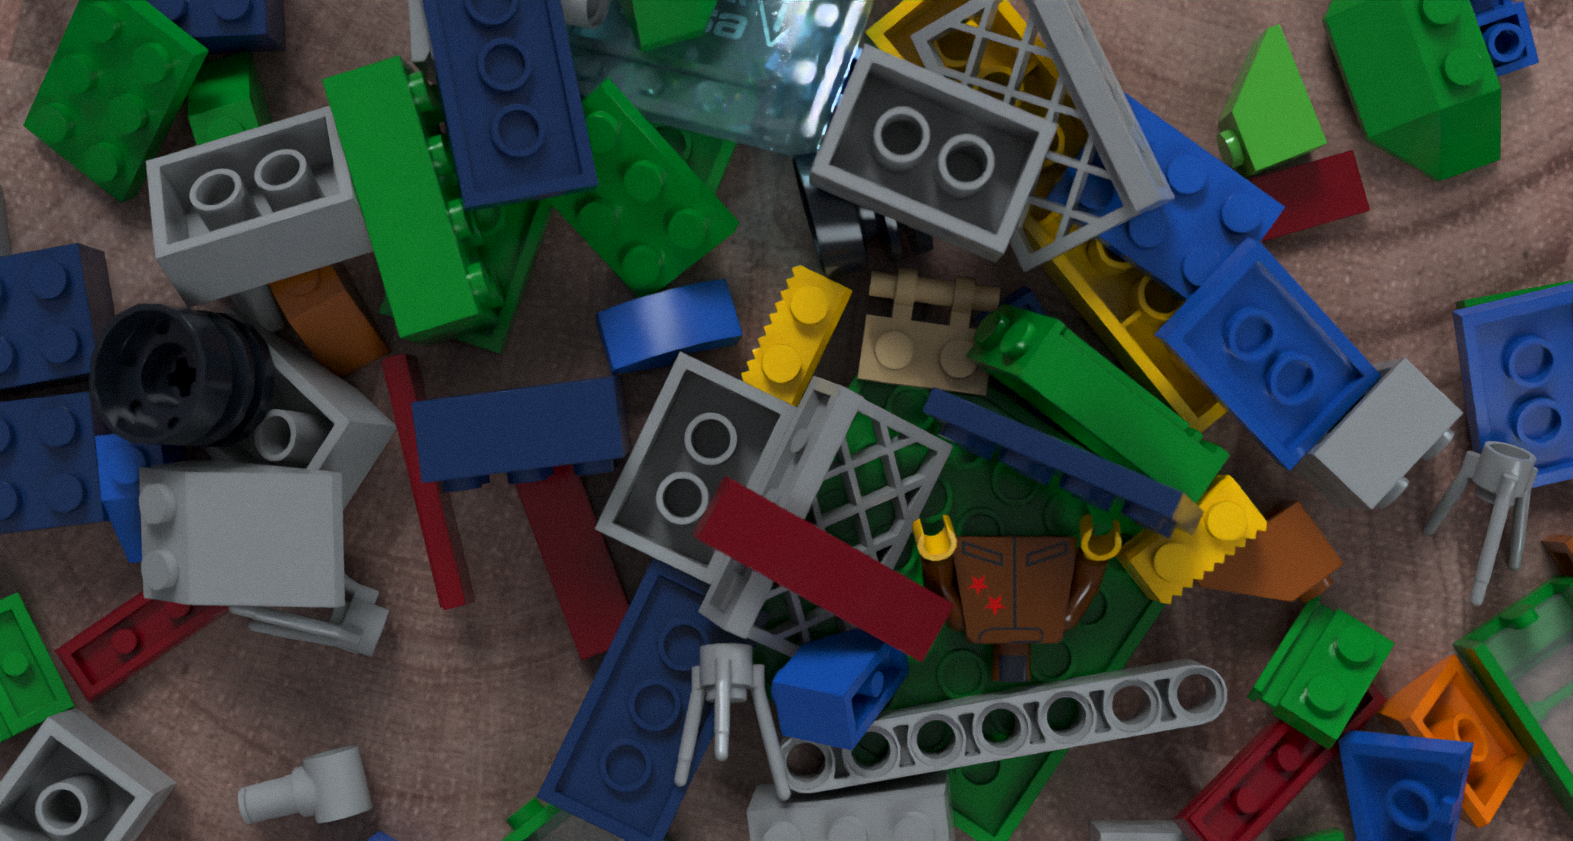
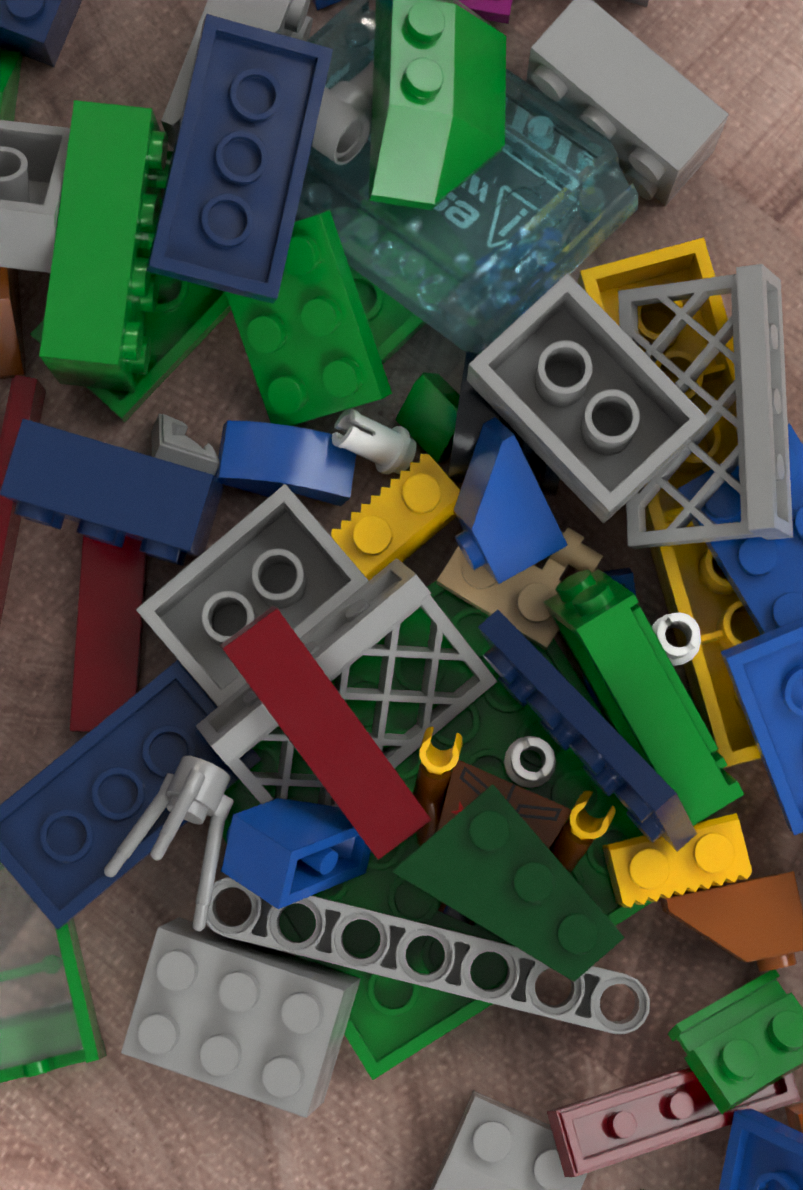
camera: 25 degrees right, 5 degrees down
(567, 361) = (174, 446): none -> light grey tile
(753, 272) = (386, 447): none -> white pin
(784, 224) = (431, 414): none -> green slope
(895, 288) = (504, 508): none -> blue slope
(1000, 506) = (518, 773): none -> white pin
(1054, 632) = (512, 885): none -> dark green wing
(1117, 325) = (688, 626): none -> white pin

